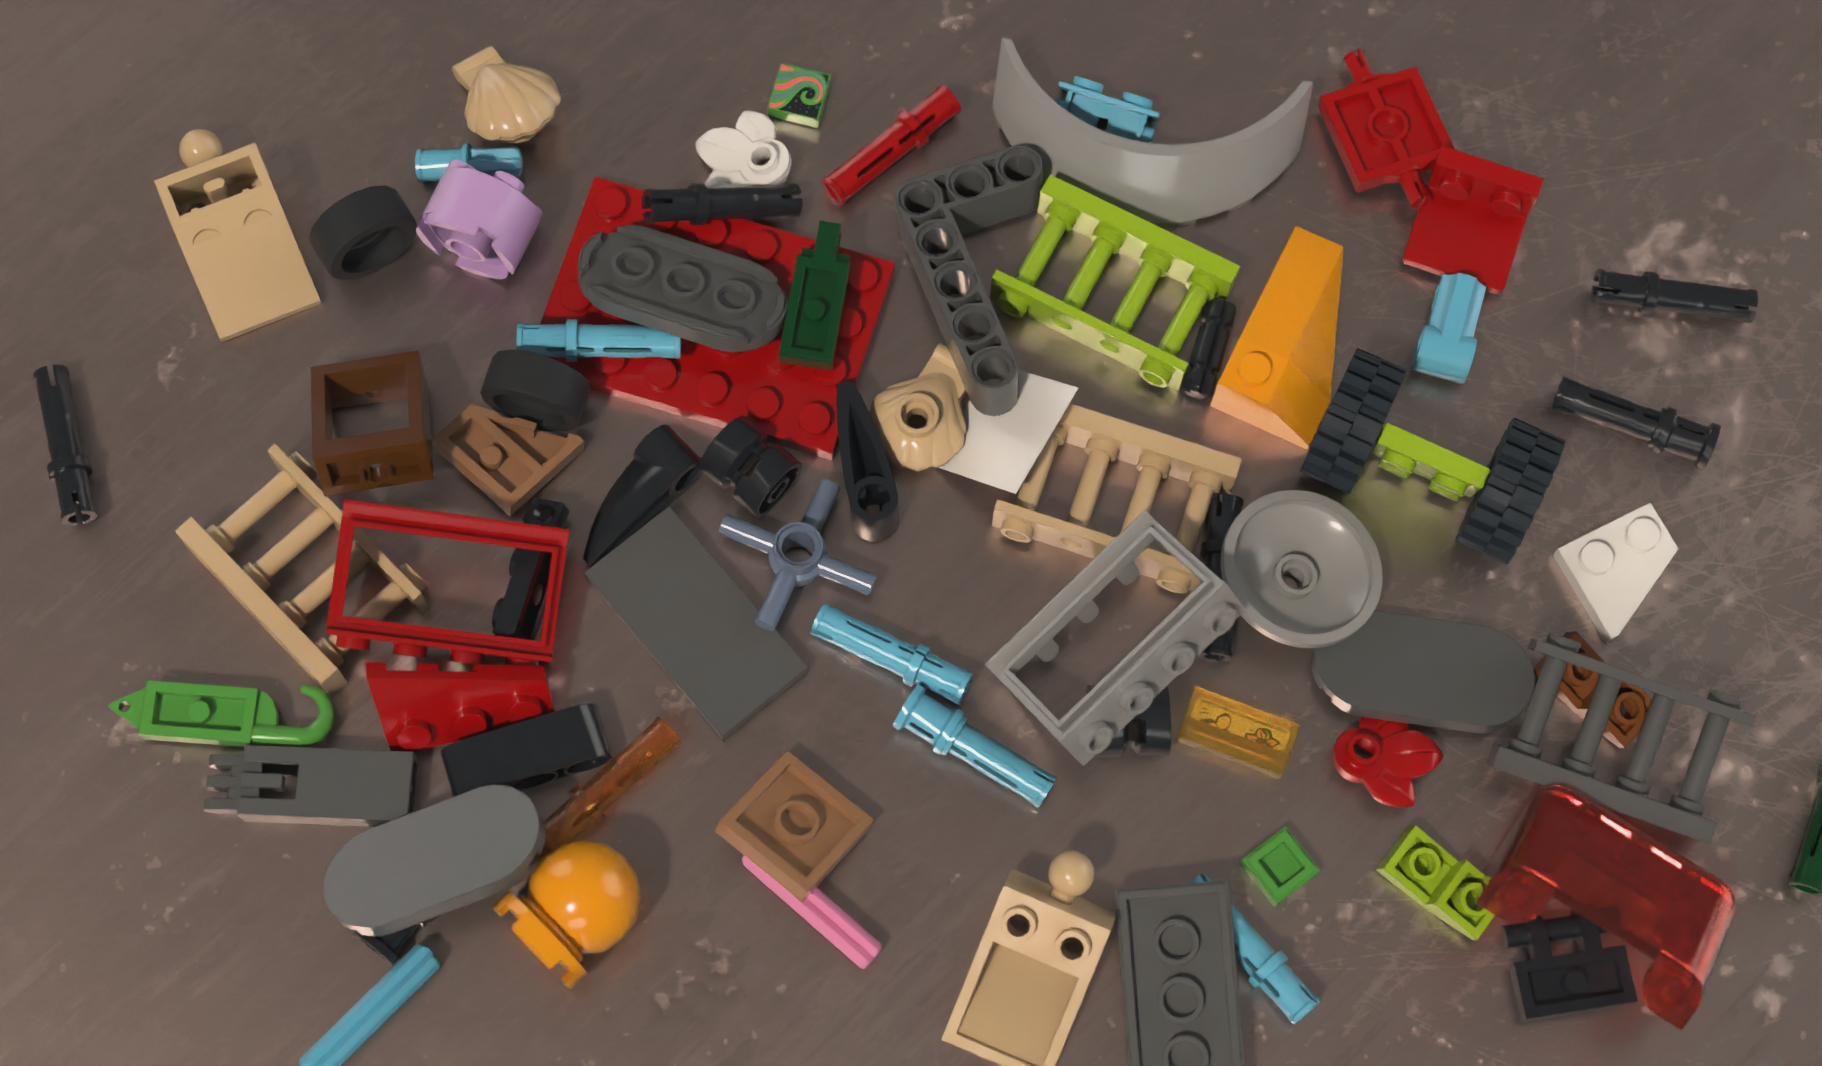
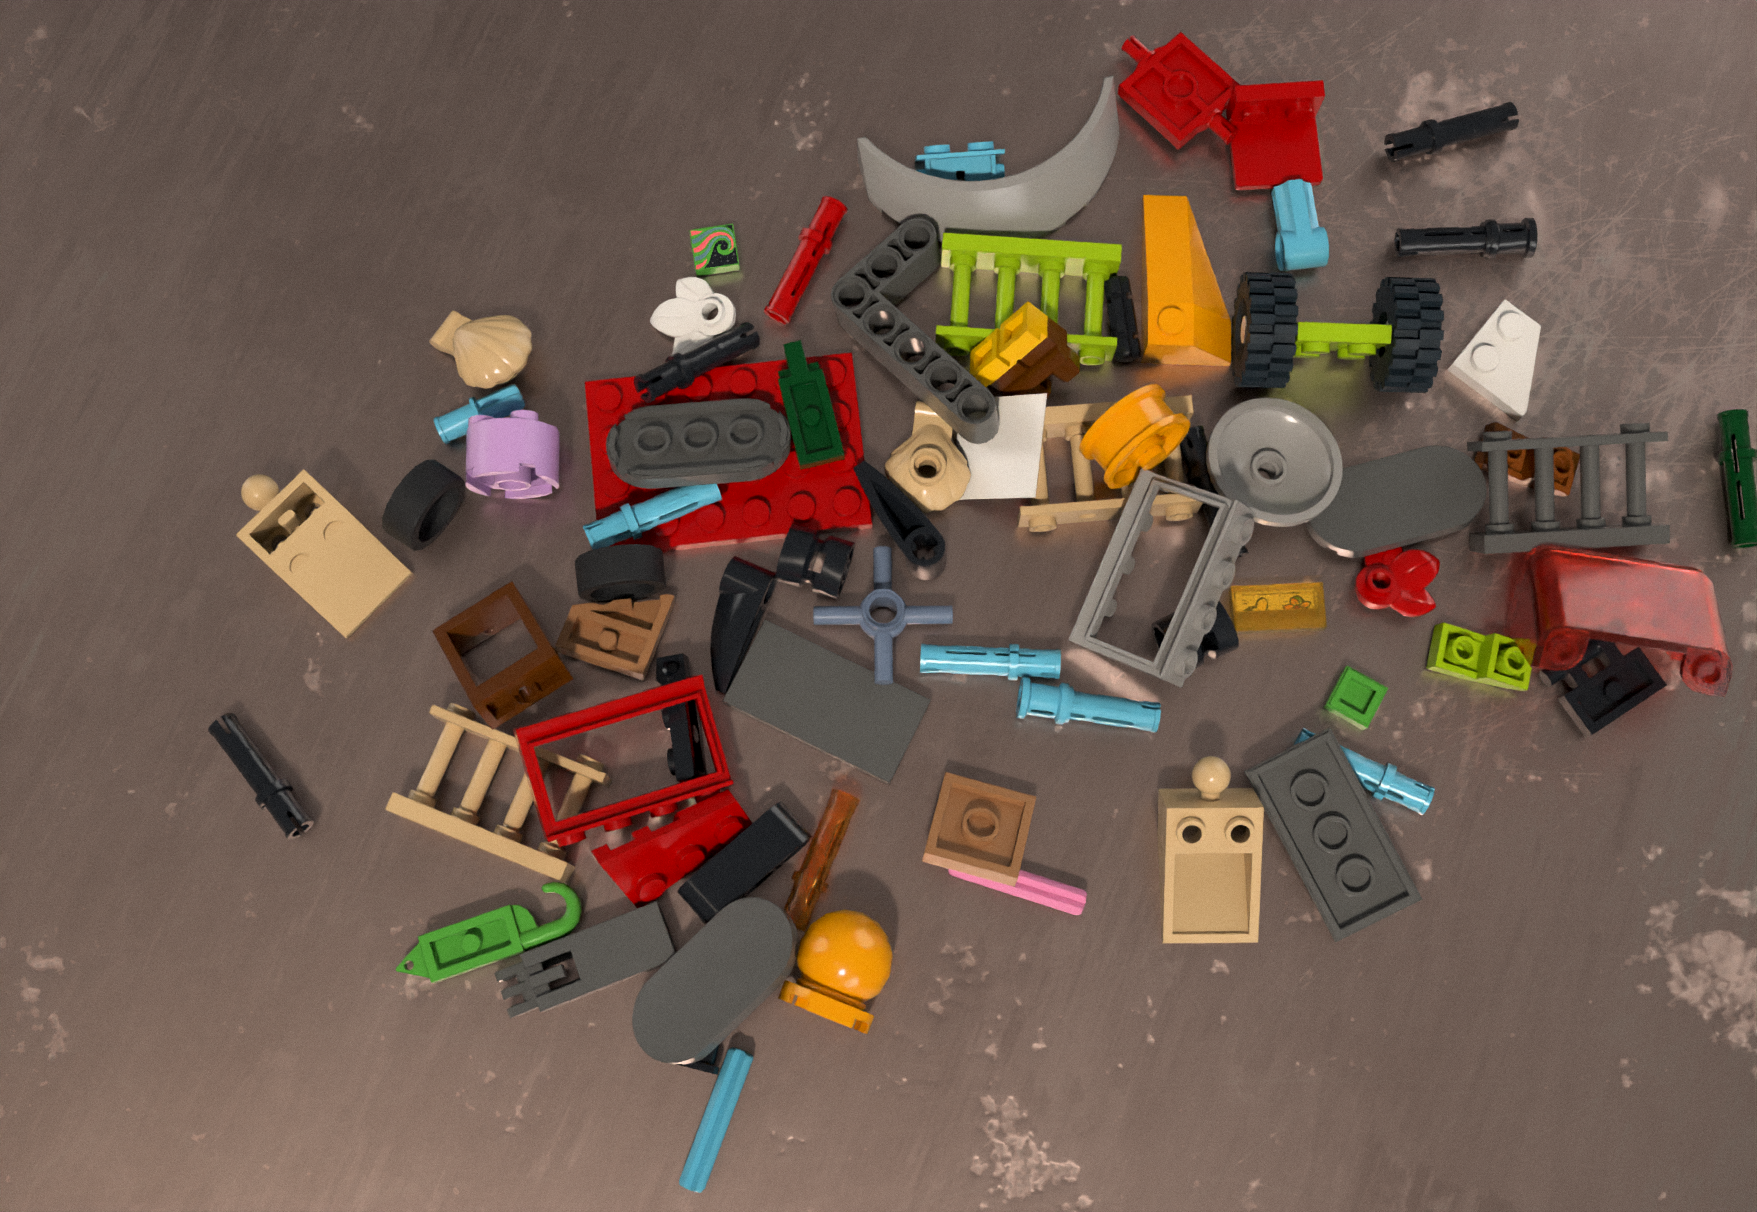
camera: 20 degrees left, 5 degrees up
(1077, 337) = (1024, 354): none -> hips
(1152, 470) = (1134, 435): none -> light orange wheel

